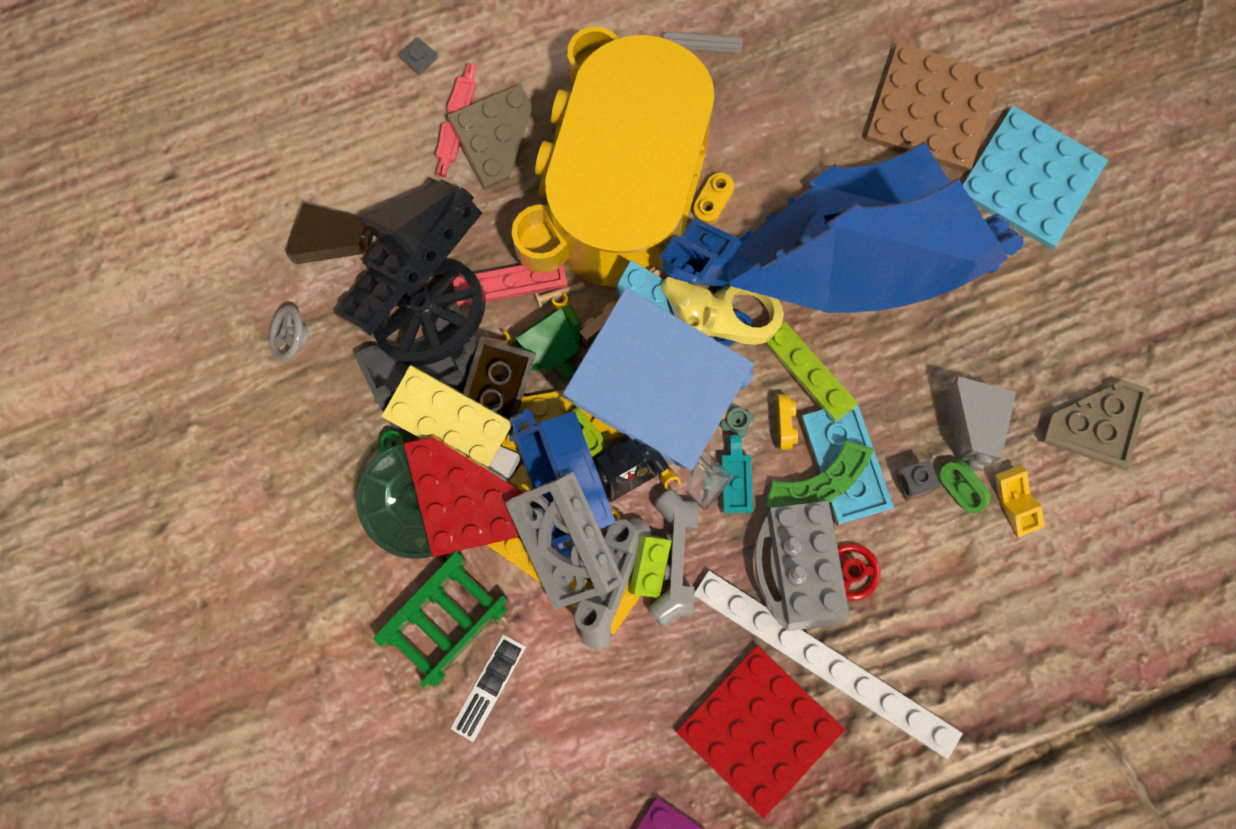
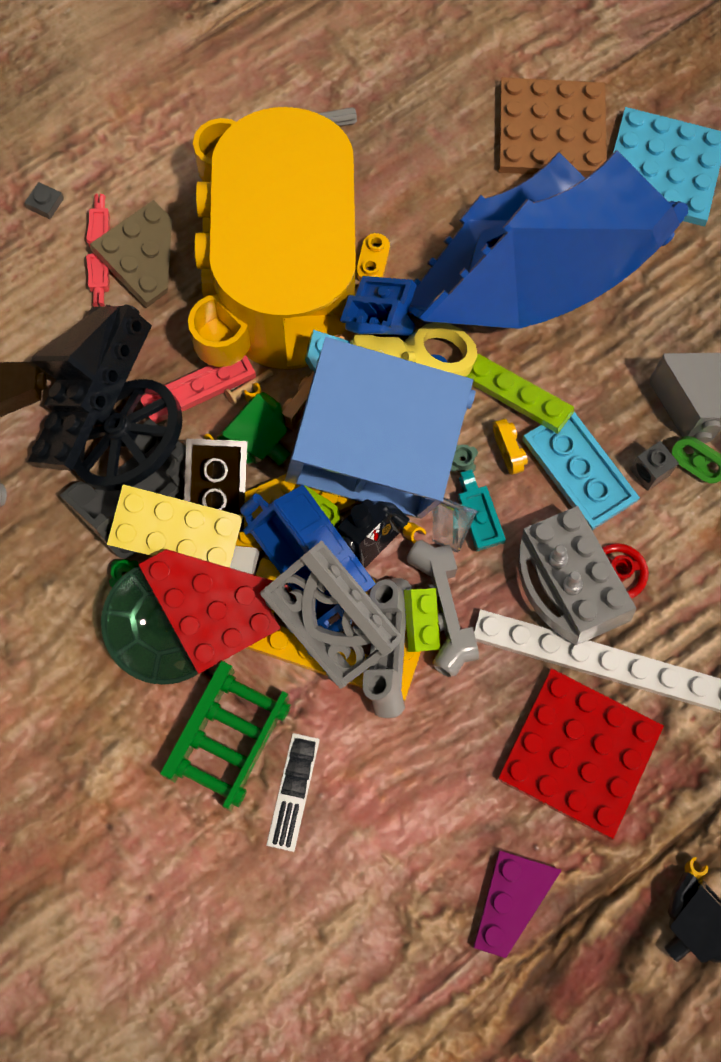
camera: 20 degrees left, 5 degrees down
(826, 486) = (572, 491): bright green tile -> none

